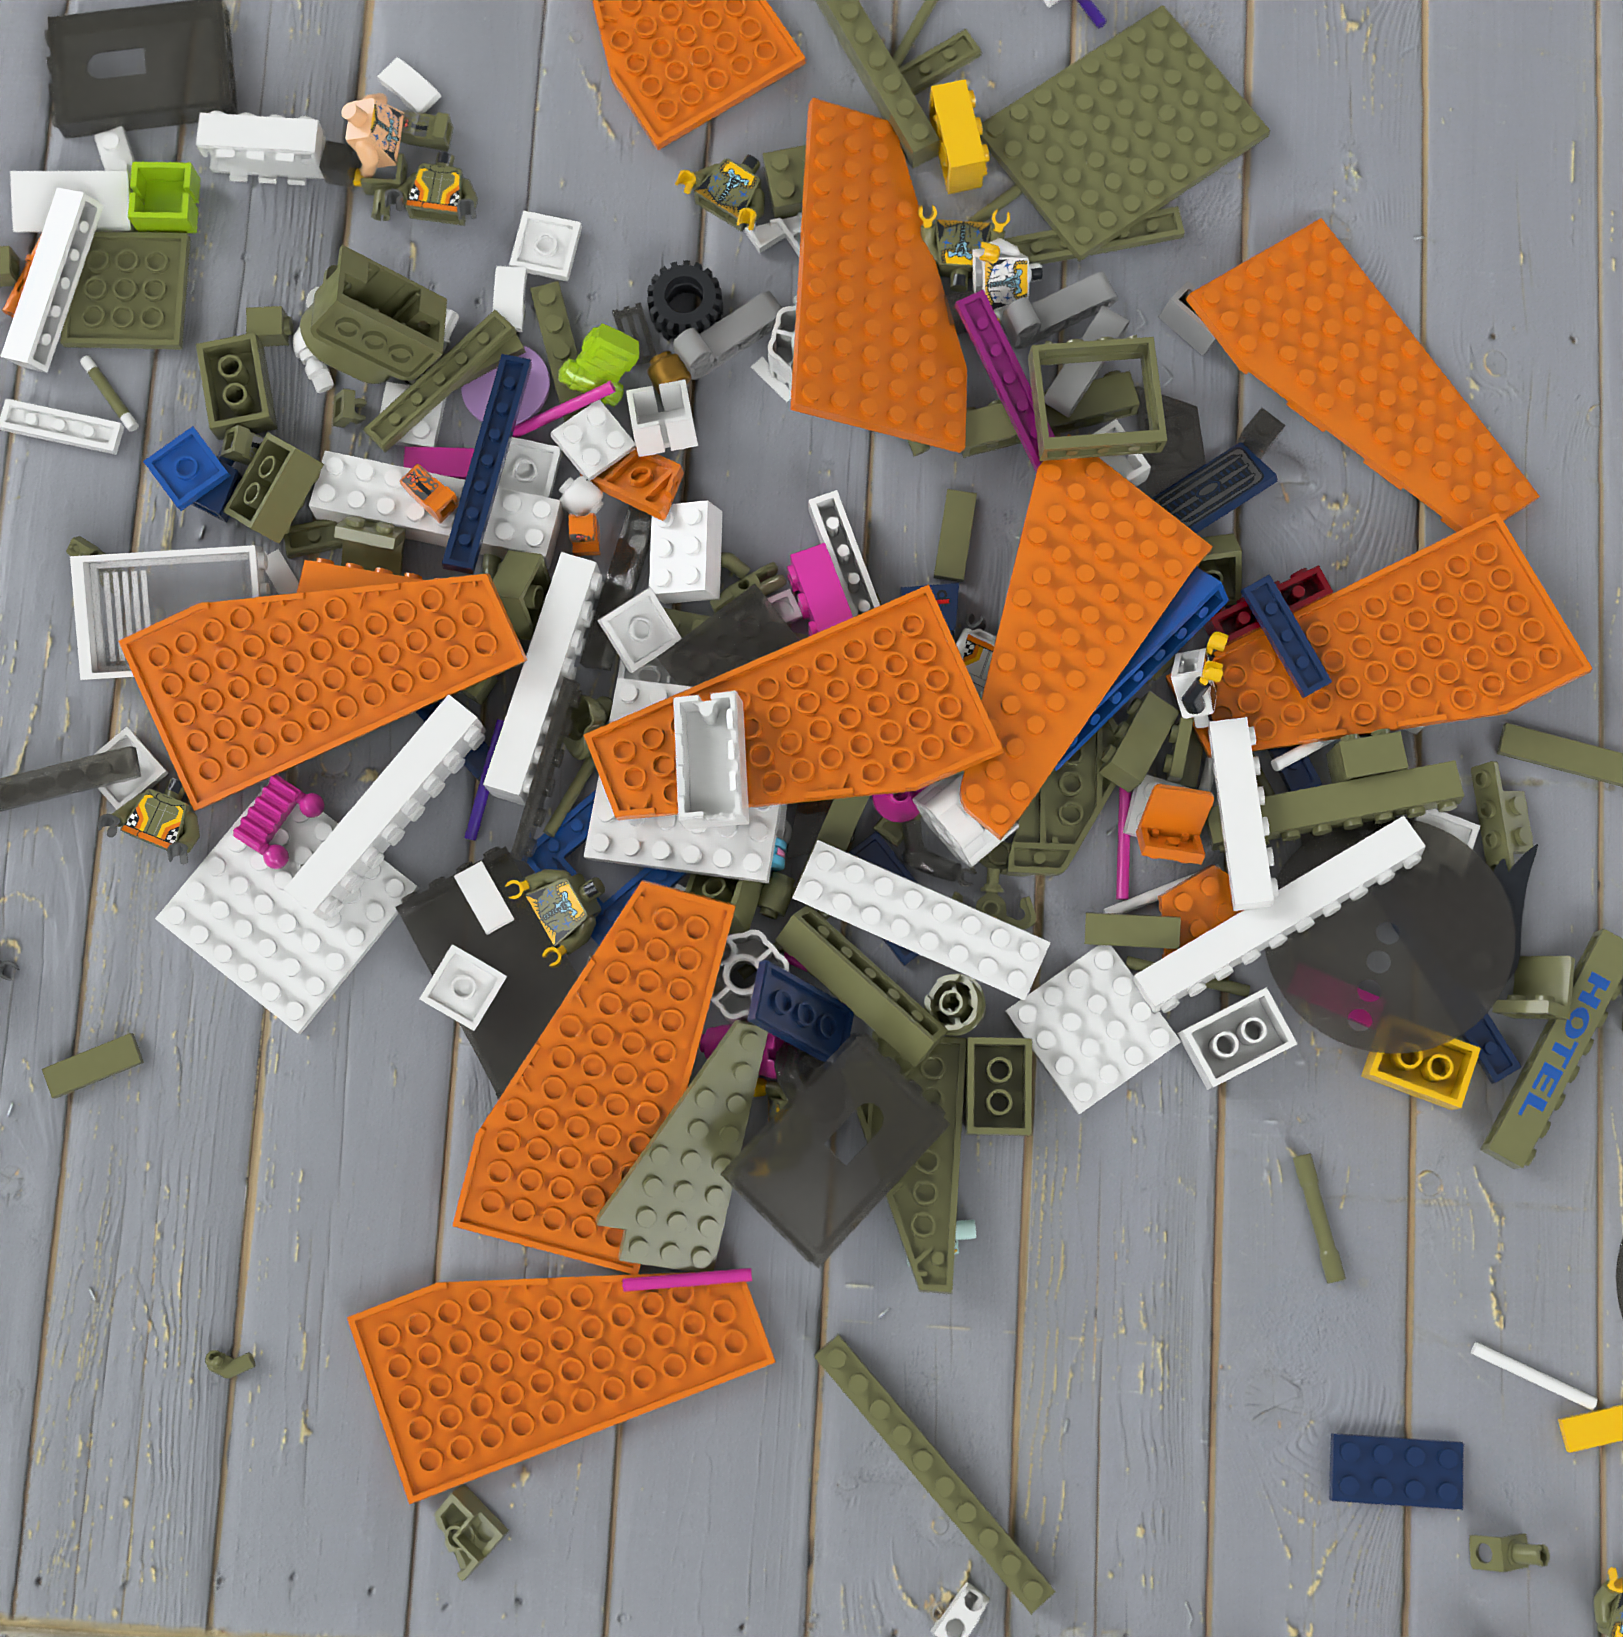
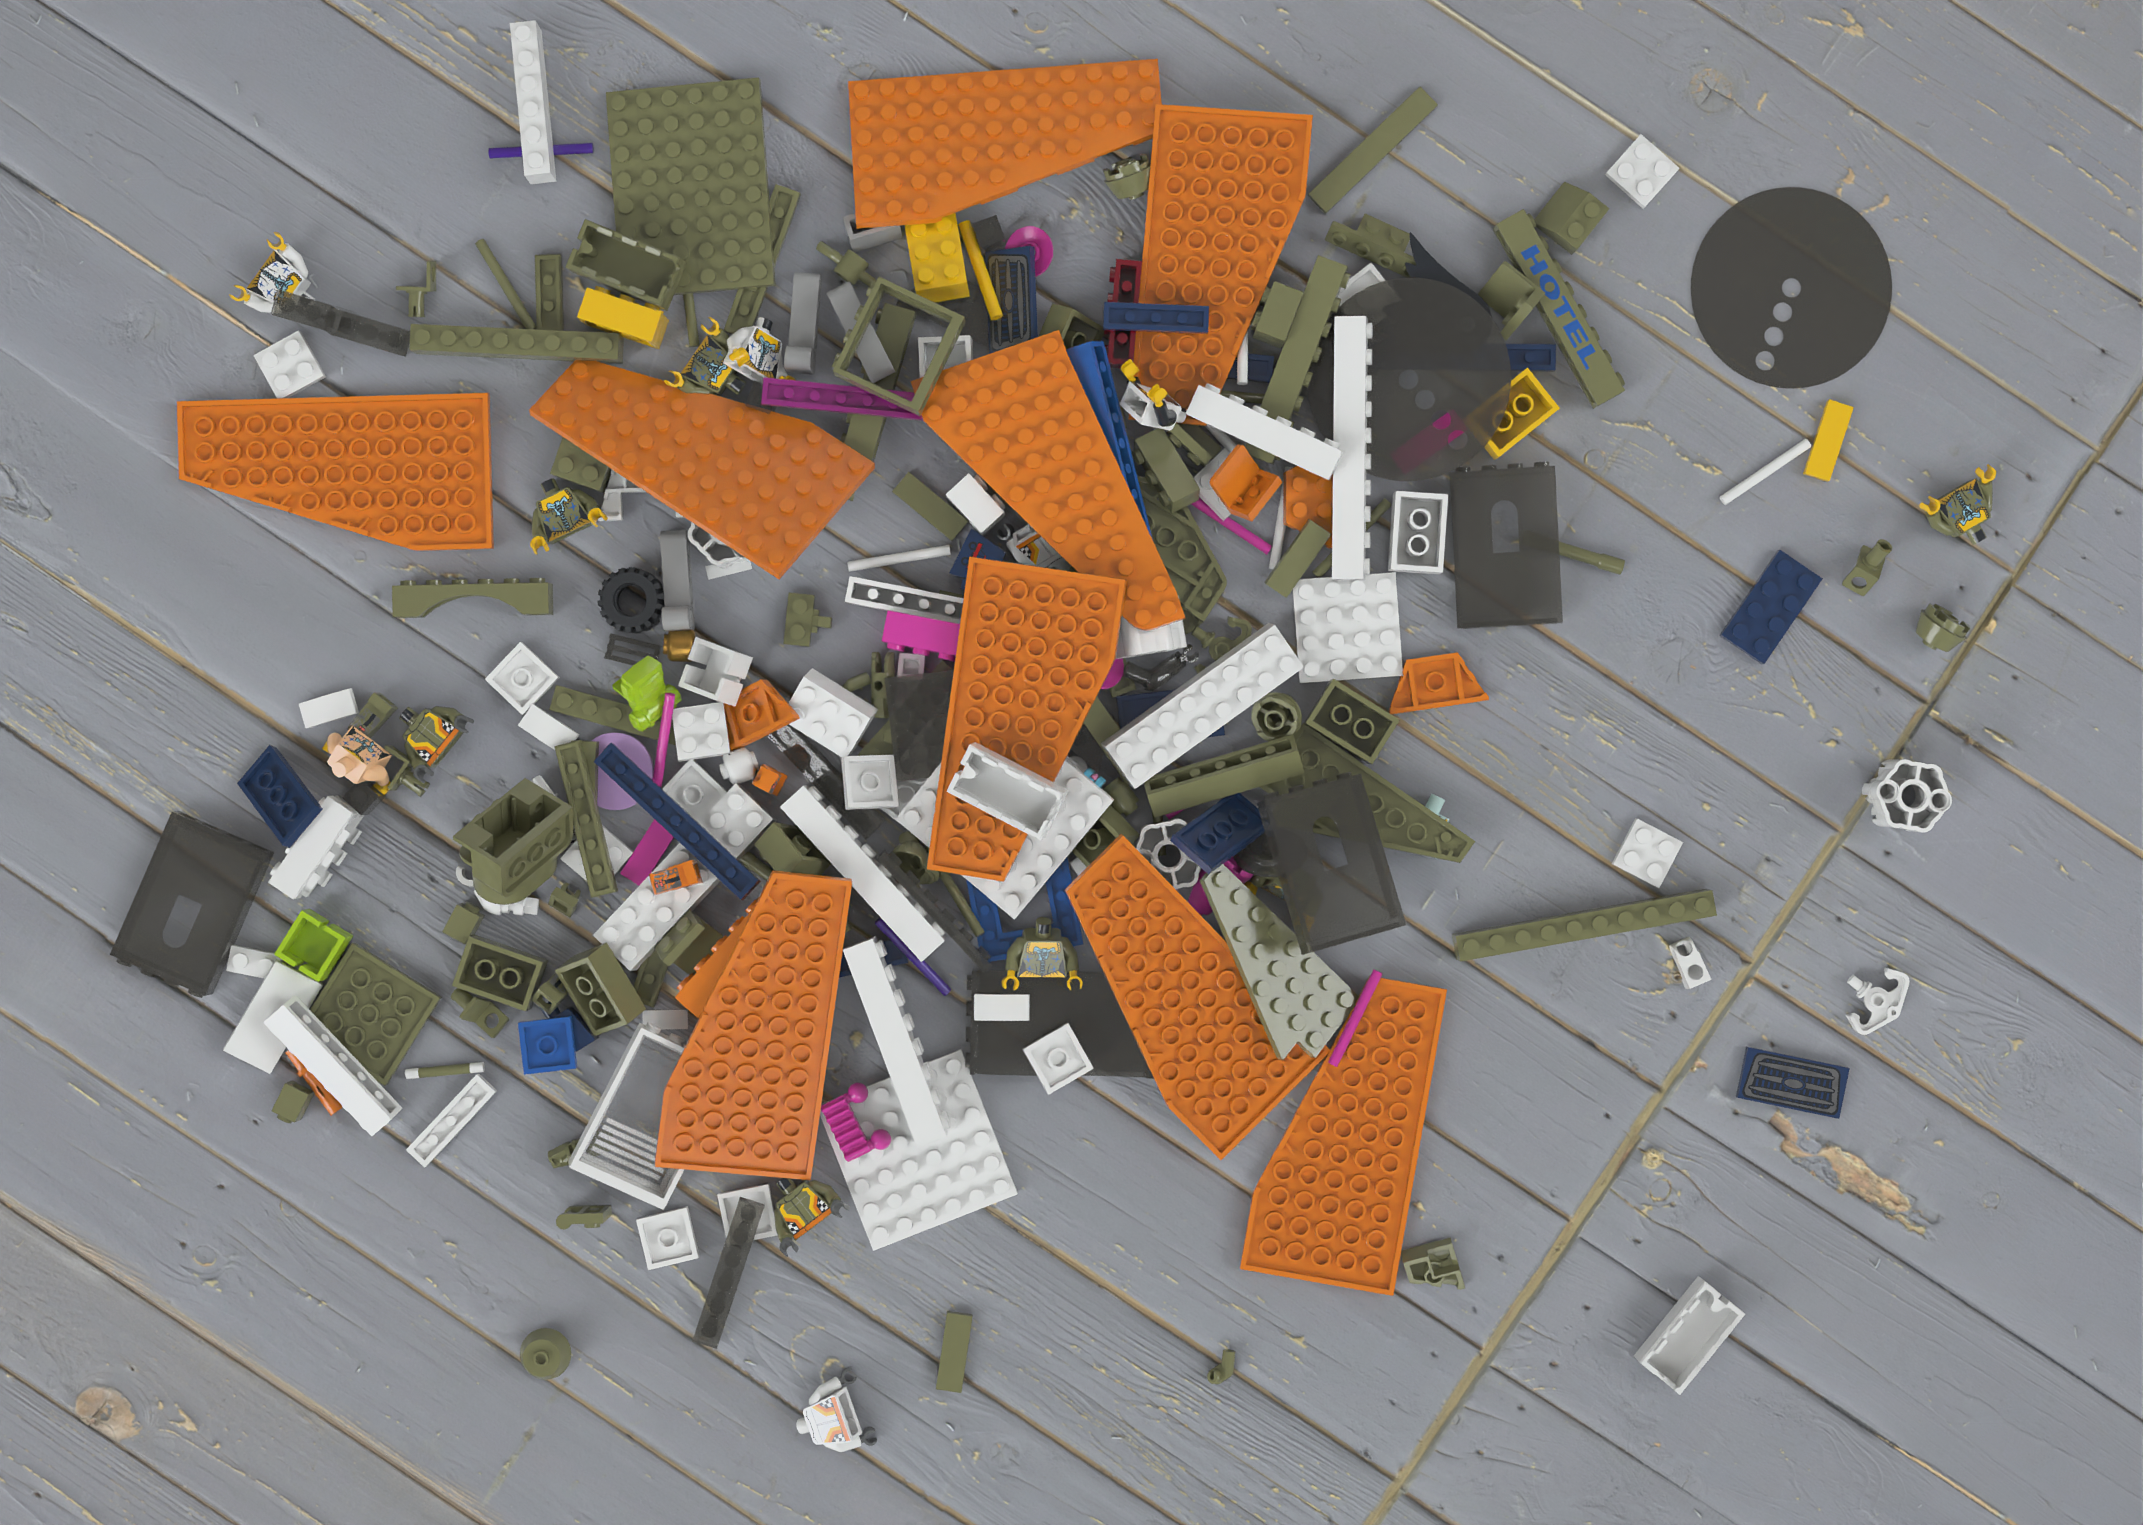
camera: 60 degrees left, 10 degrees up
(32, 607) = (588, 1215): none -> olive plate
(55, 704) = (668, 1238): none -> white plate
(186, 390) = (478, 1010): none -> olive bracket
(293, 82) = (279, 796): none -> dark blue plate
(566, 111) = (420, 600): none -> olive arch
(765, 478) = (802, 620): none -> olive hinge
(885, 535) = (899, 558): none -> white bar
(987, 566) = (975, 503): none -> white piece
(1010, 106) = (626, 265): none -> olive piece
(1051, 1496) = (1647, 853): none -> white plate
(1091, 1154) = (1435, 684): none -> orange wing
(1143, 319) = (848, 267): none -> olive piece
(1206, 395) = (937, 260): none -> yellow brick
(1219, 447) = (980, 270): none -> yellow piece
(1243, 1169) = (1506, 586): none -> clear smoke panel
(1282, 490) = (1039, 240): none -> dark pink dish
(1405, 533) = (1128, 177): none -> olive cone

